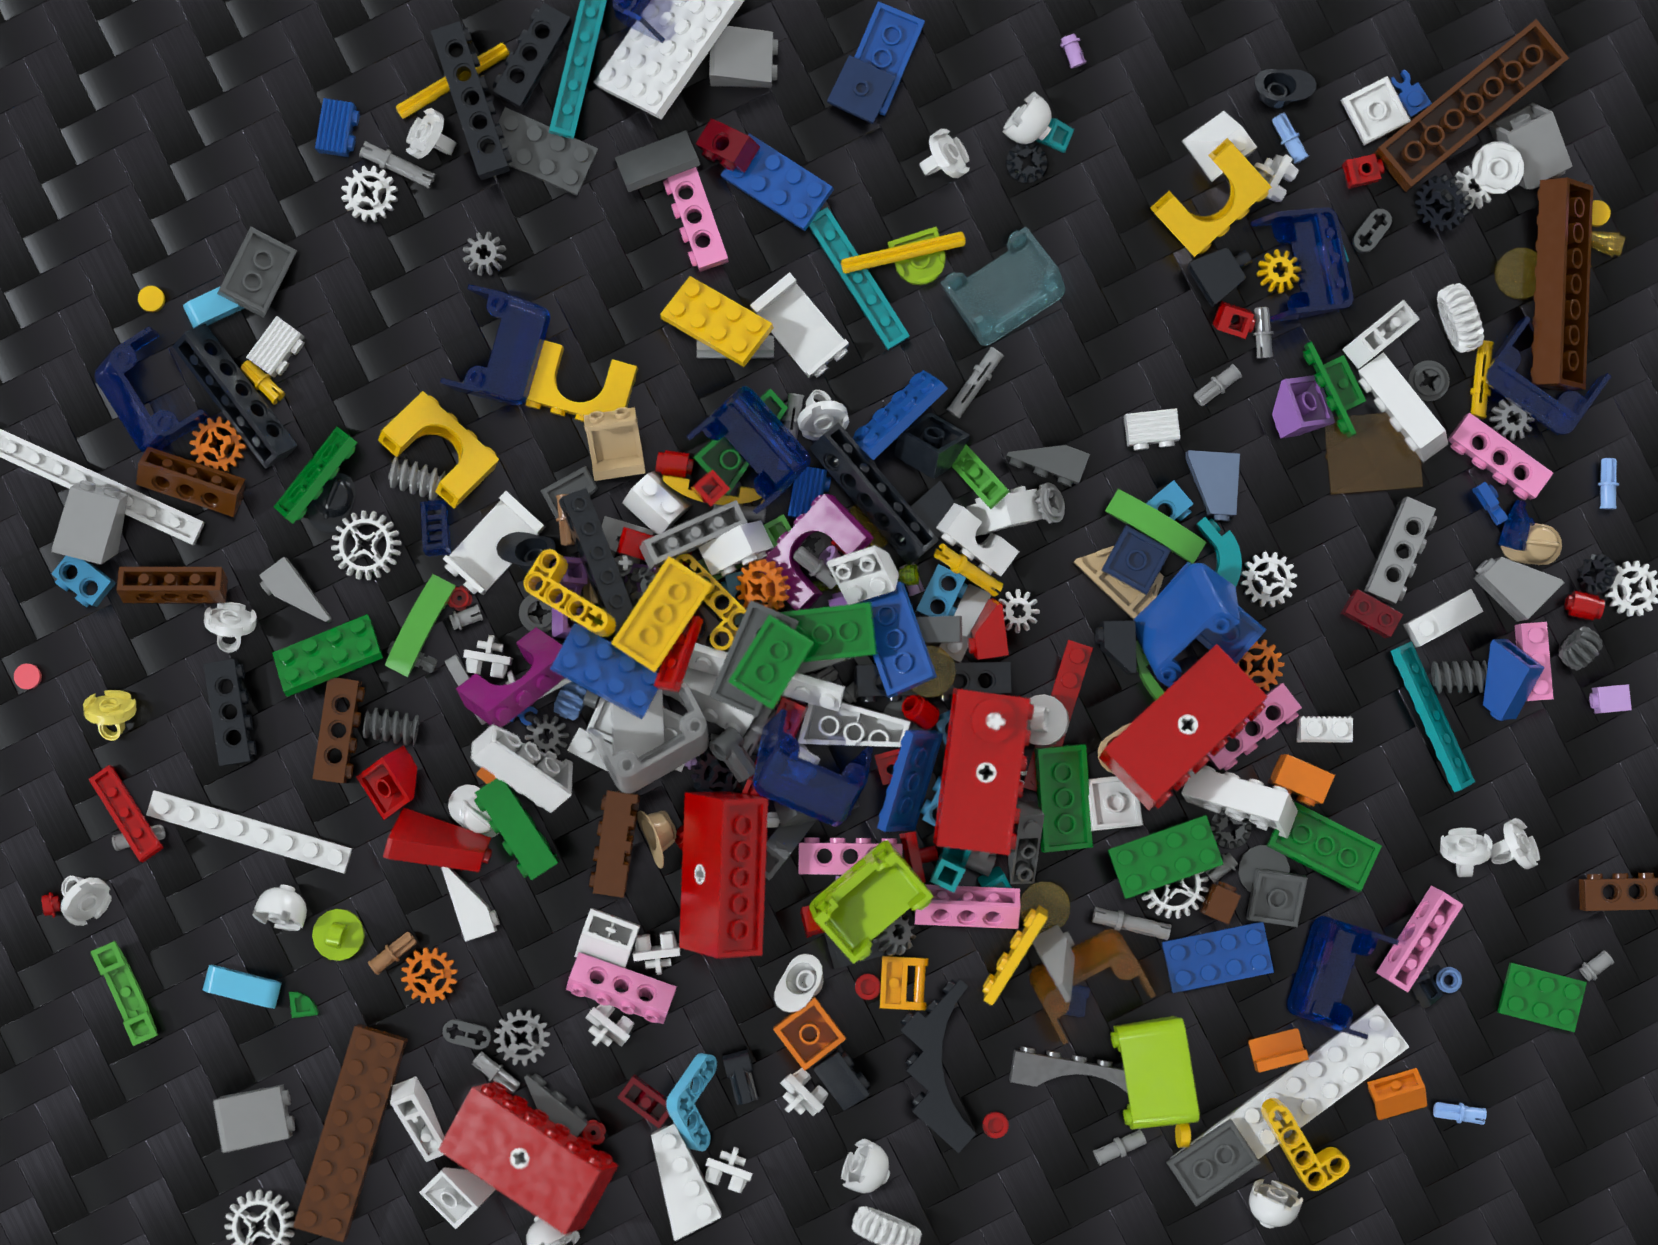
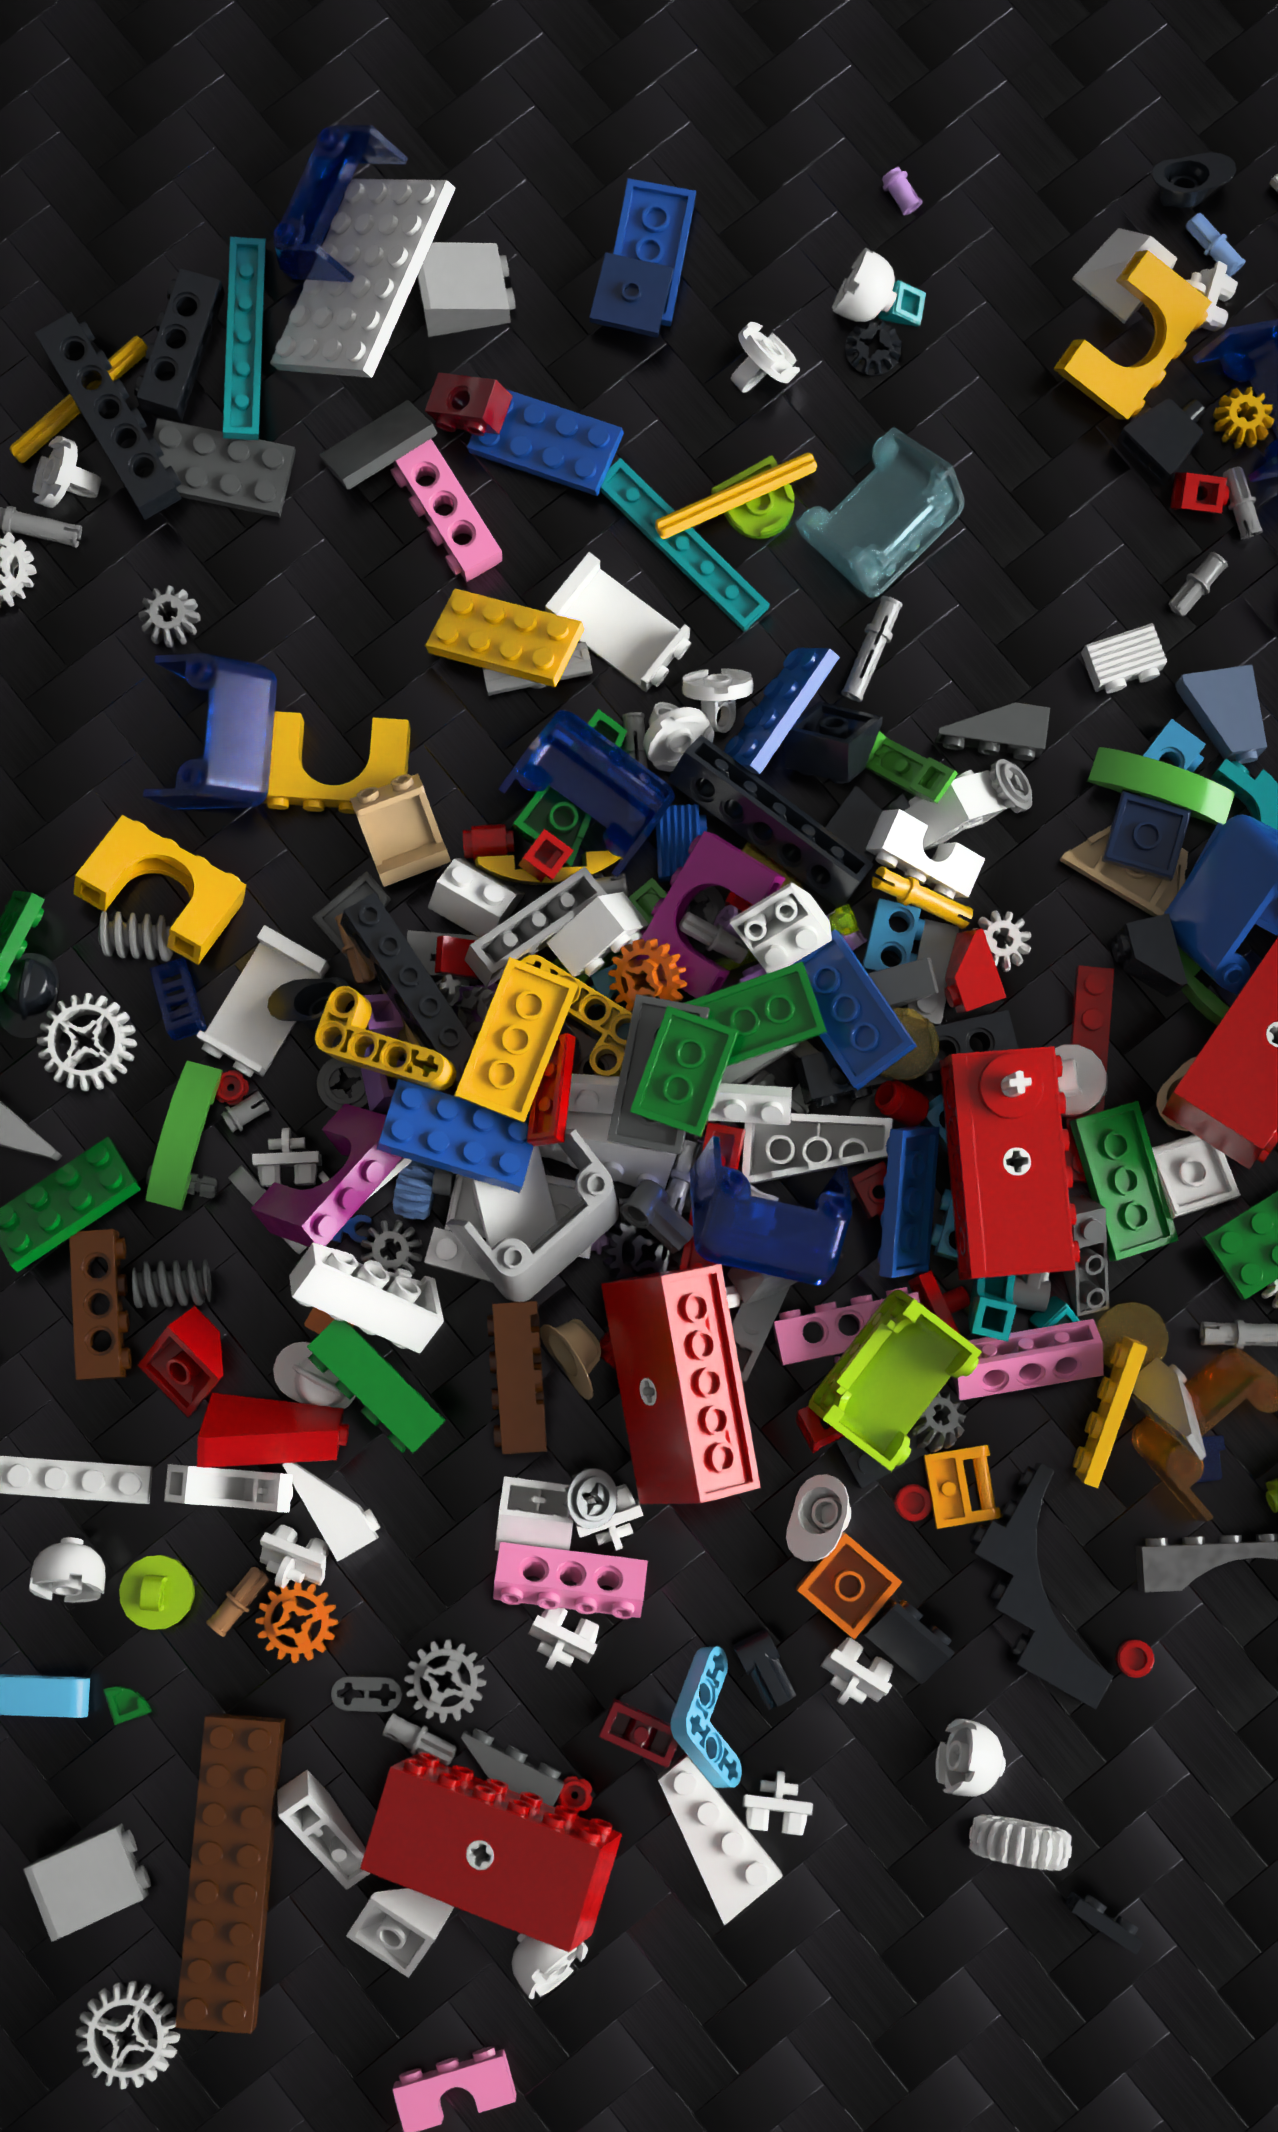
camera: 10 degrees left, 5 degrees down
(402, 875) = (229, 1488): none -> white arch
(435, 934) = (291, 1560): none -> white hips
(655, 931) = (604, 1491): none -> gear
(860, 391) = (718, 692): none -> white tile

